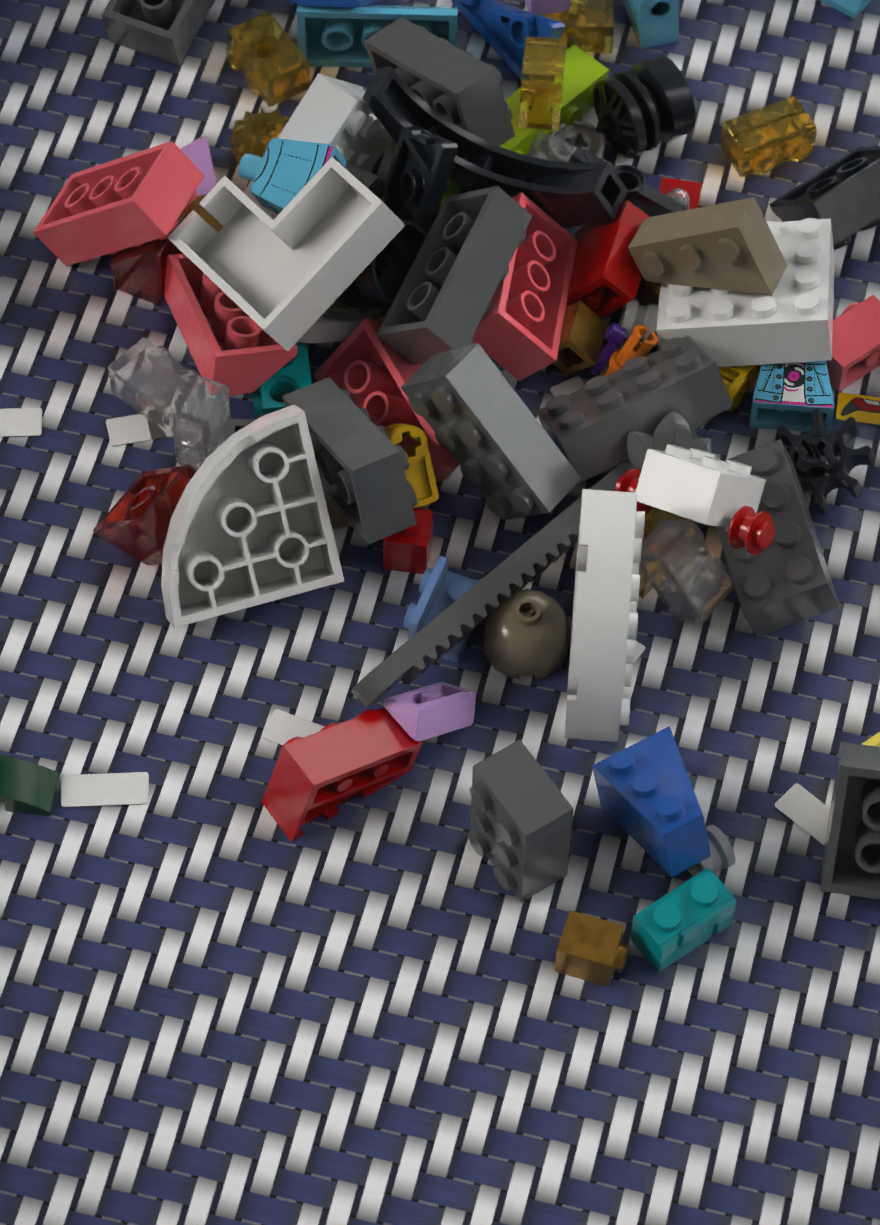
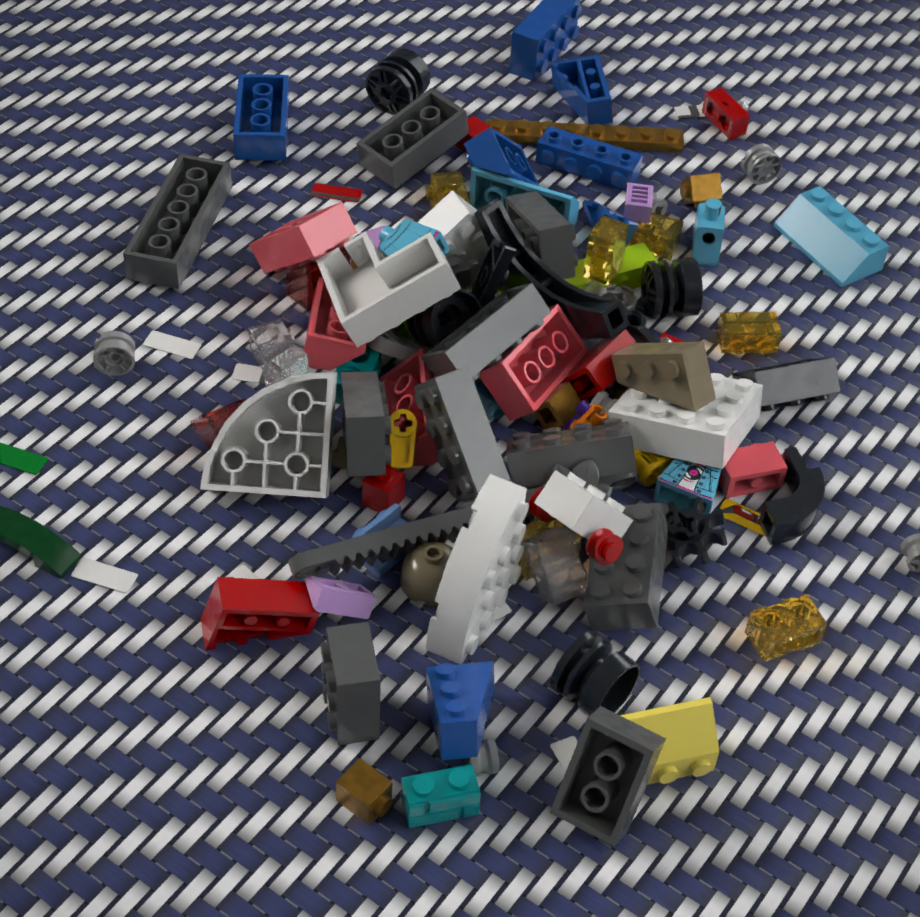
camera: 20 degrees right, 10 degrees down
(97, 98) = (336, 192): none -> red sticker
(798, 700) = (595, 674): none -> black wheel

